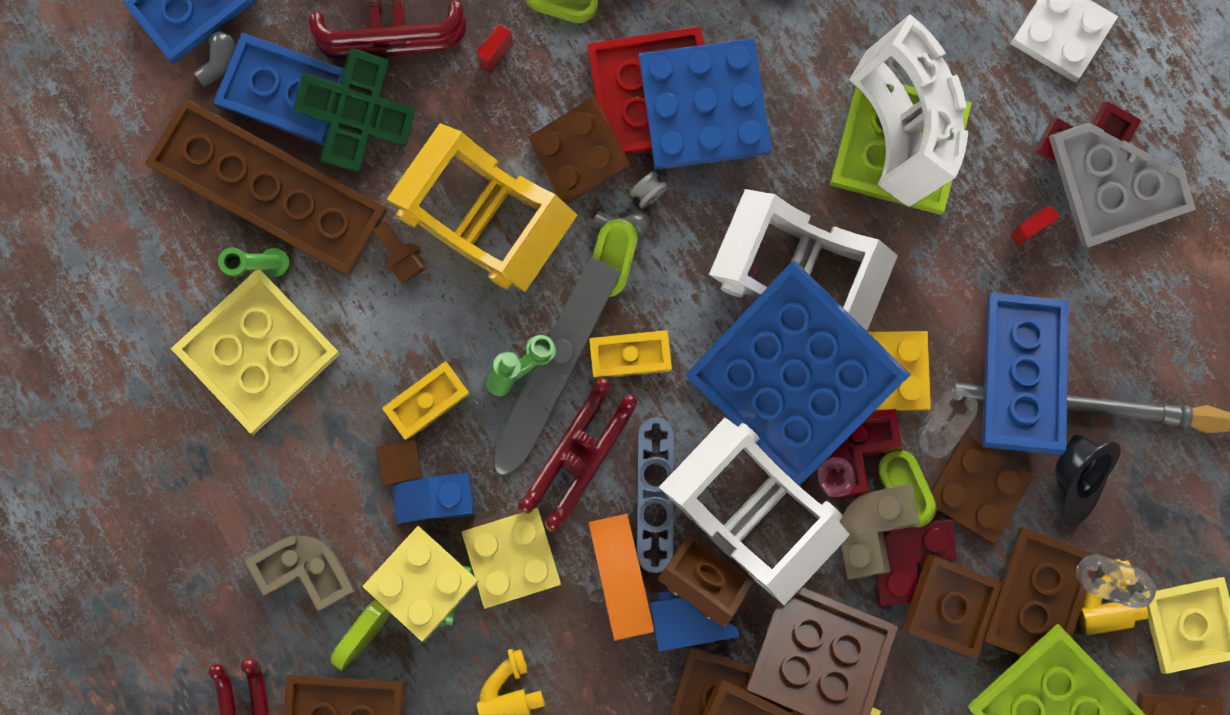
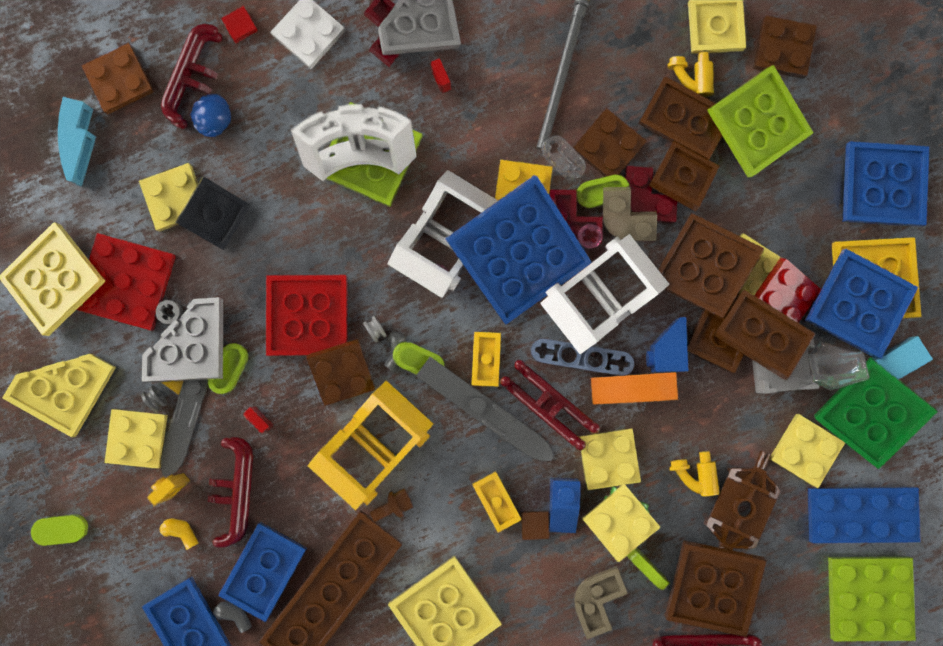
camera: 80 degrees left, 5 degrees up
(235, 263) = (382, 620): bright green plant -> none
(353, 110) = (287, 524): dark green plate -> none
(508, 368) = (484, 443): bright green plant -> none
(704, 104) = (322, 281): blue plate -> none
(706, 580) = (646, 332): reddish brown plate -> none
(1025, 374) = (539, 100): blue plate -> none
(1083, 474) = (610, 76): black piece -> none
(1112, 589) = (680, 65): clear beam -> none

